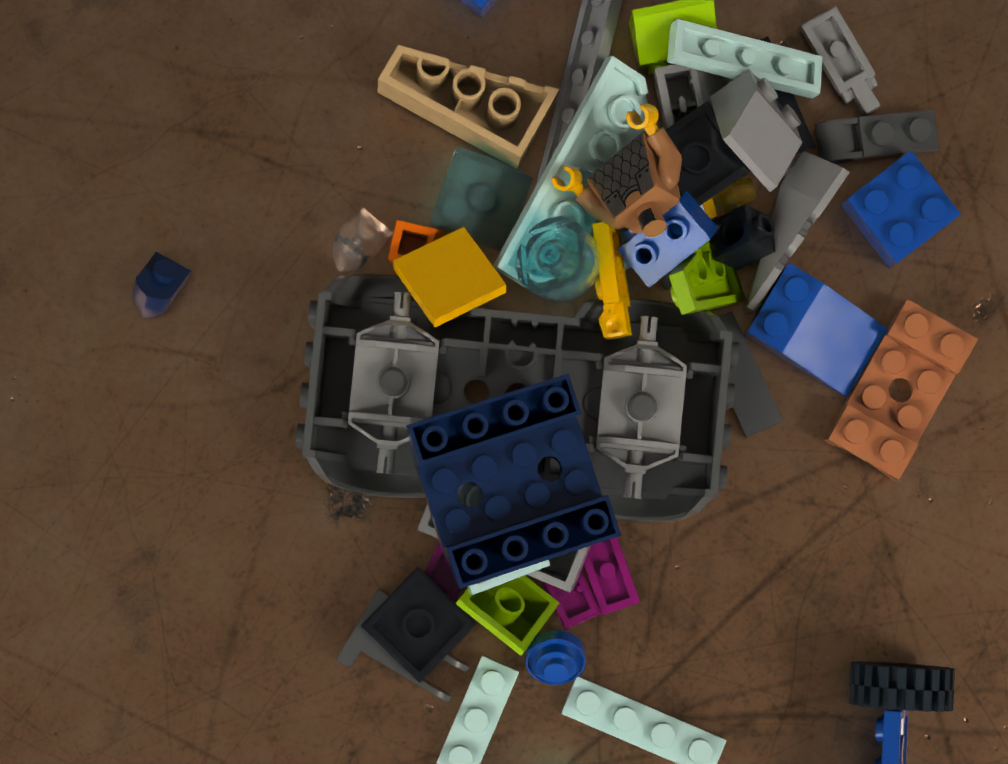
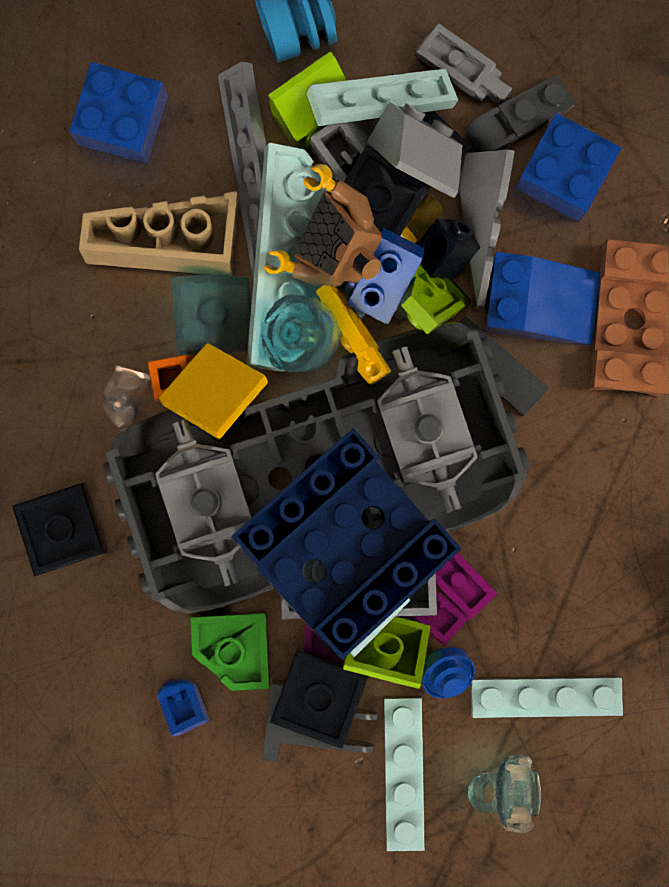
camera: 25 degrees left, 0 degrees up
(234, 345) = (59, 529): none -> black tile
(279, 573) = (182, 706): none -> blue plate
(355, 540) = (233, 648): none -> bright green plate

